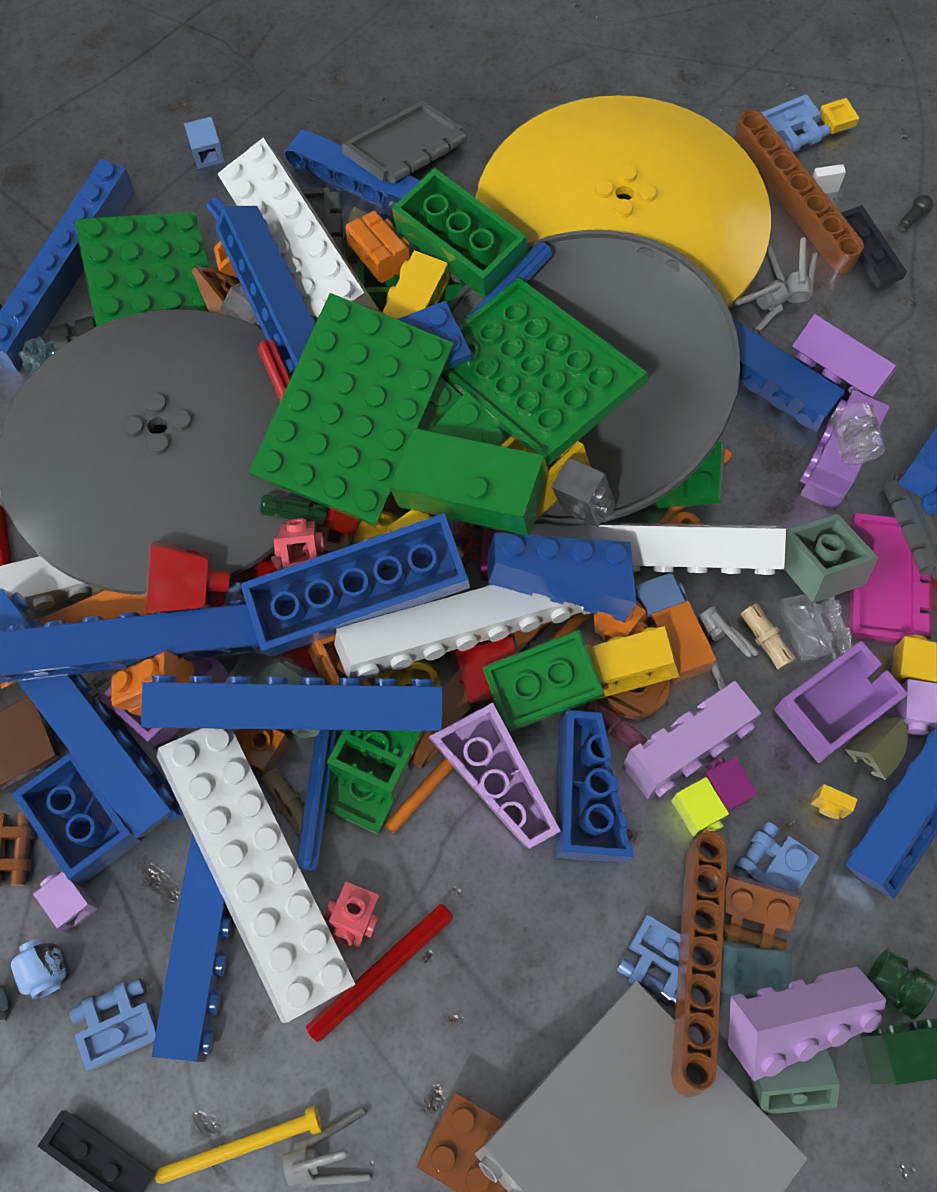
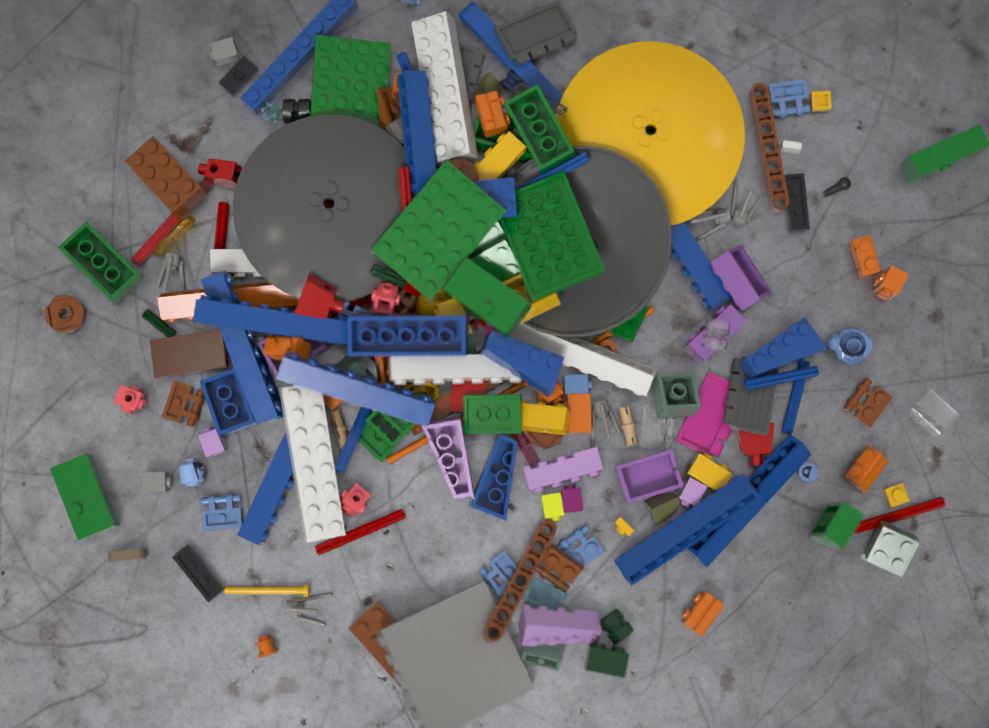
camera: 20 degrees right, 15 degrees up
(583, 492) = (548, 322): flat silver brick -> none

